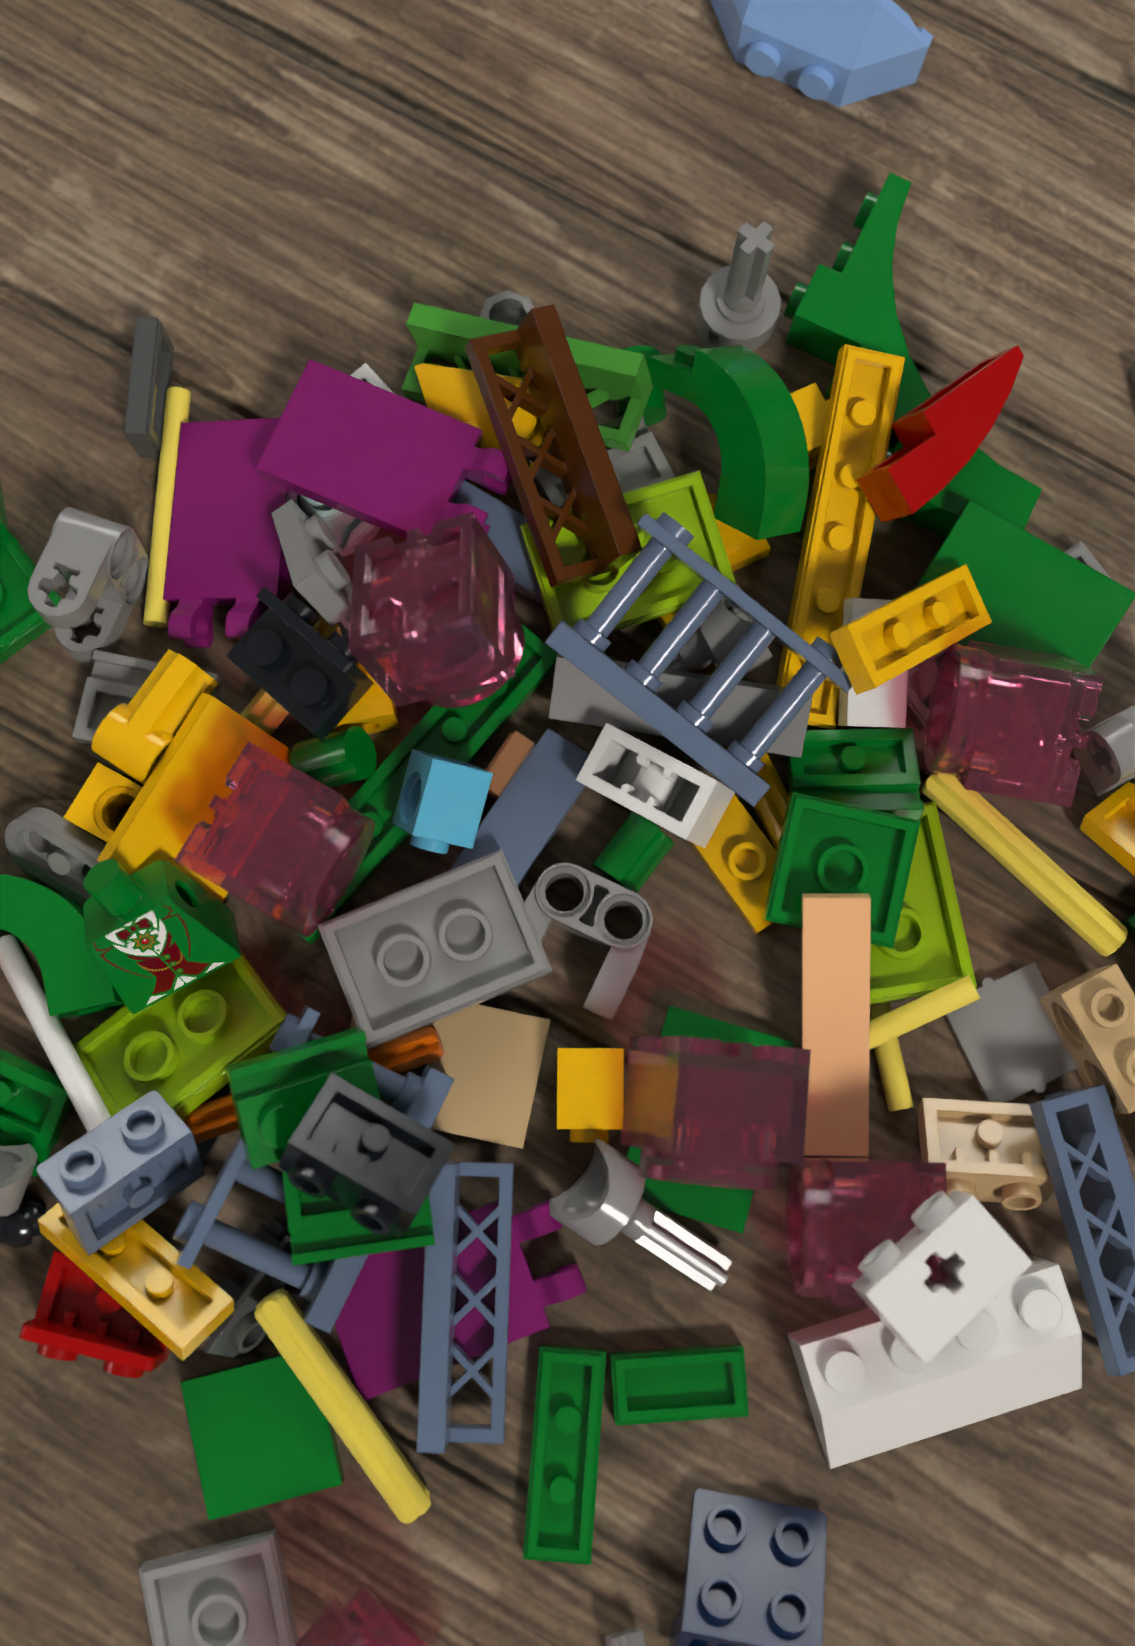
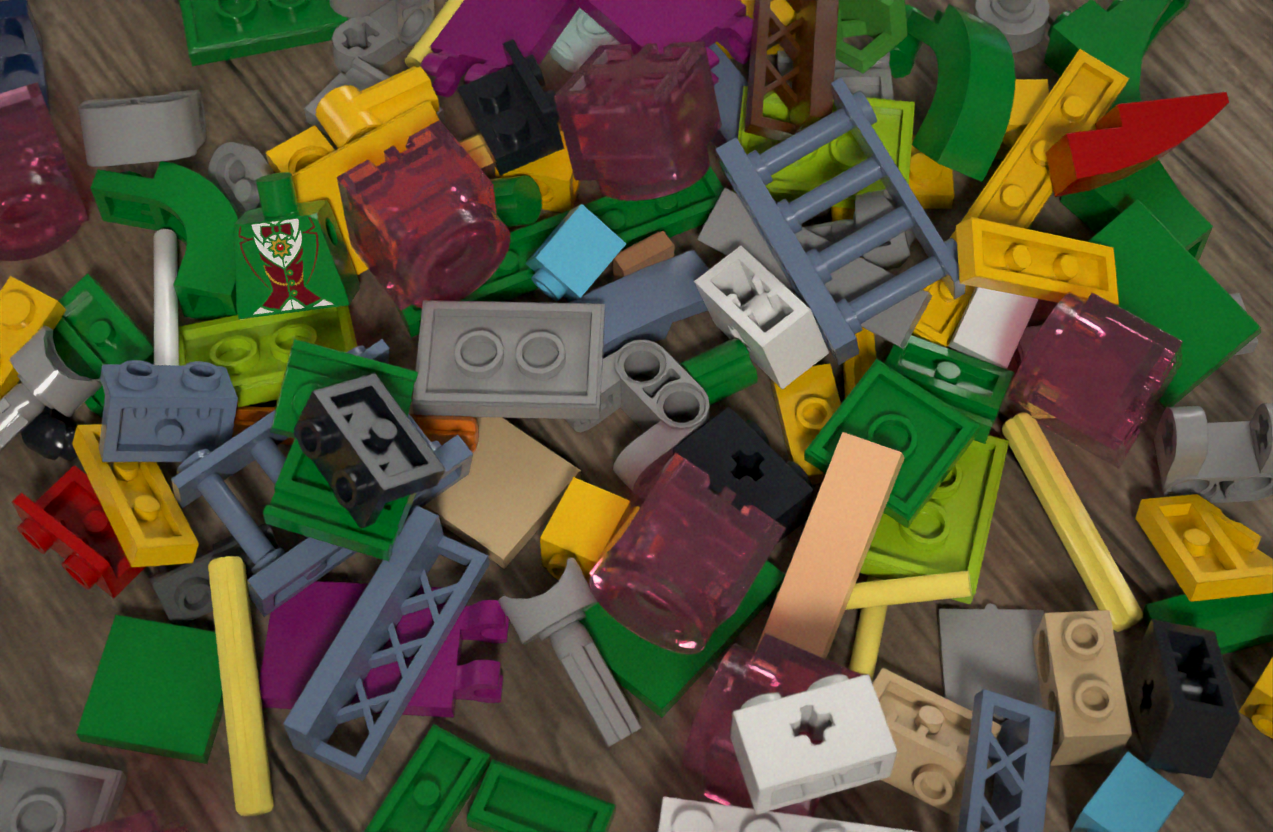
camera: 30 degrees right, 20 degrees down
(313, 566) = (561, 43): light grey plate -> none
(733, 994) = (740, 458): none -> black brick

